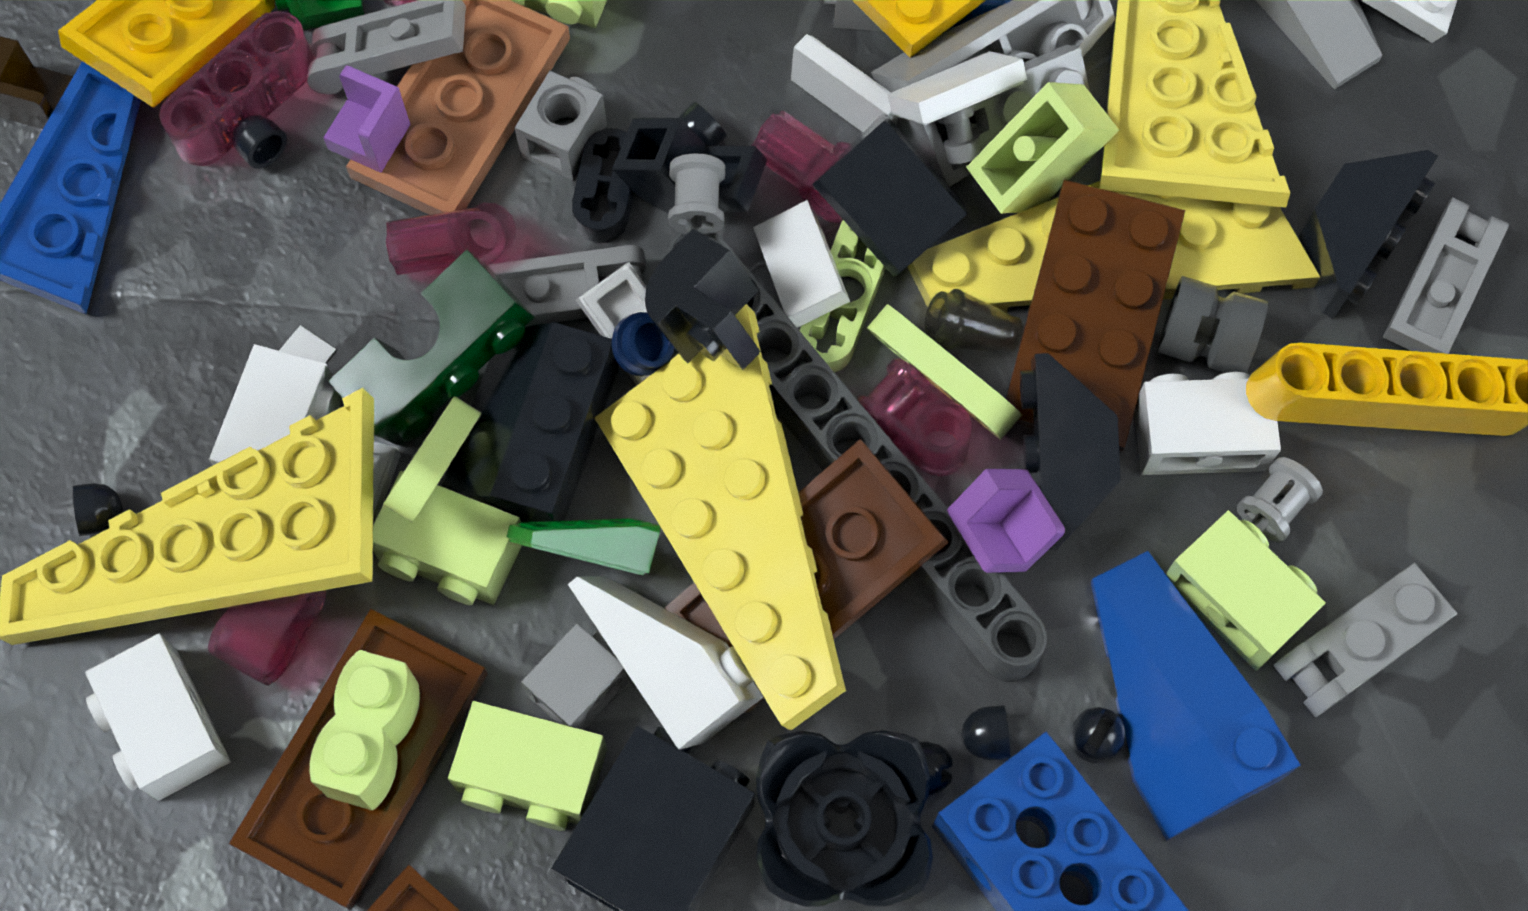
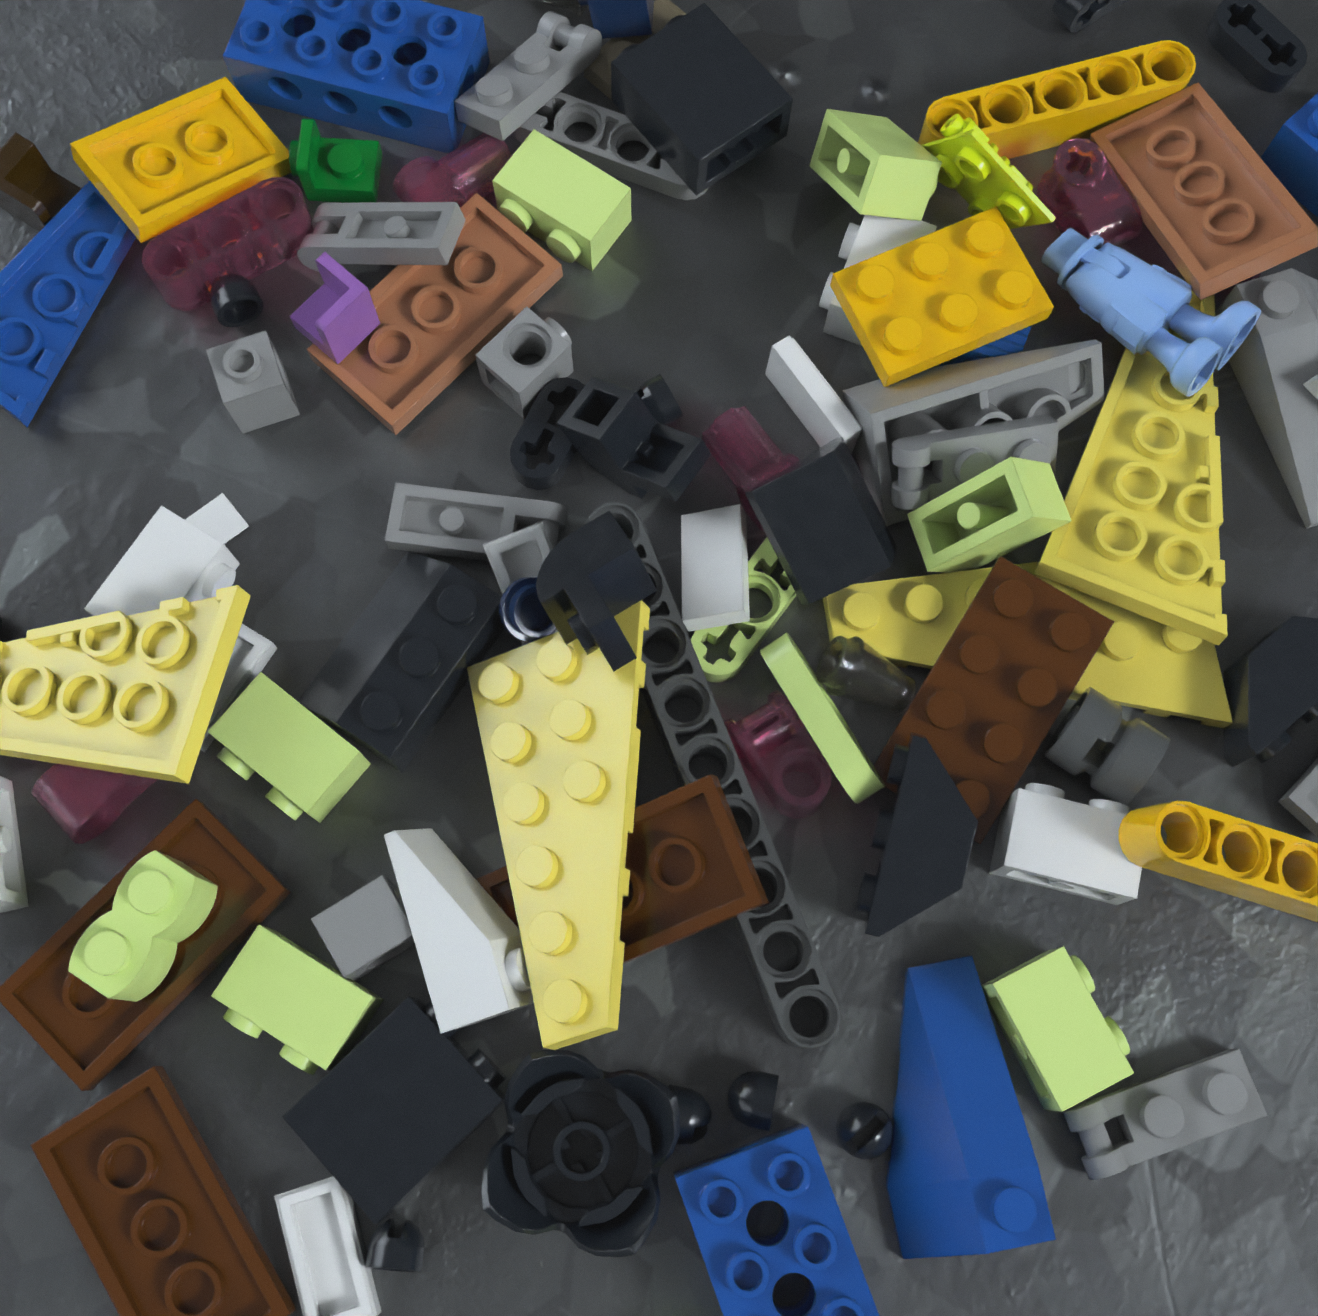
camera: 15 degrees right, 5 degrees up
(304, 210) = (252, 382): none -> light grey brick
(432, 459) = (287, 673): yellowish green beam -> none
(441, 238) = (382, 448): clear pink piece -> none
(476, 322) = (377, 541): dark green arch -> none
(613, 543) = (429, 797): slope -> none
(696, 193) = (627, 473): light grey bush -> none
(957, 87) = (919, 434): white tile -> none
(1006, 520) = (834, 894): medium lavender panel -> none
(1274, 518) = (1143, 939): light grey bush -> none

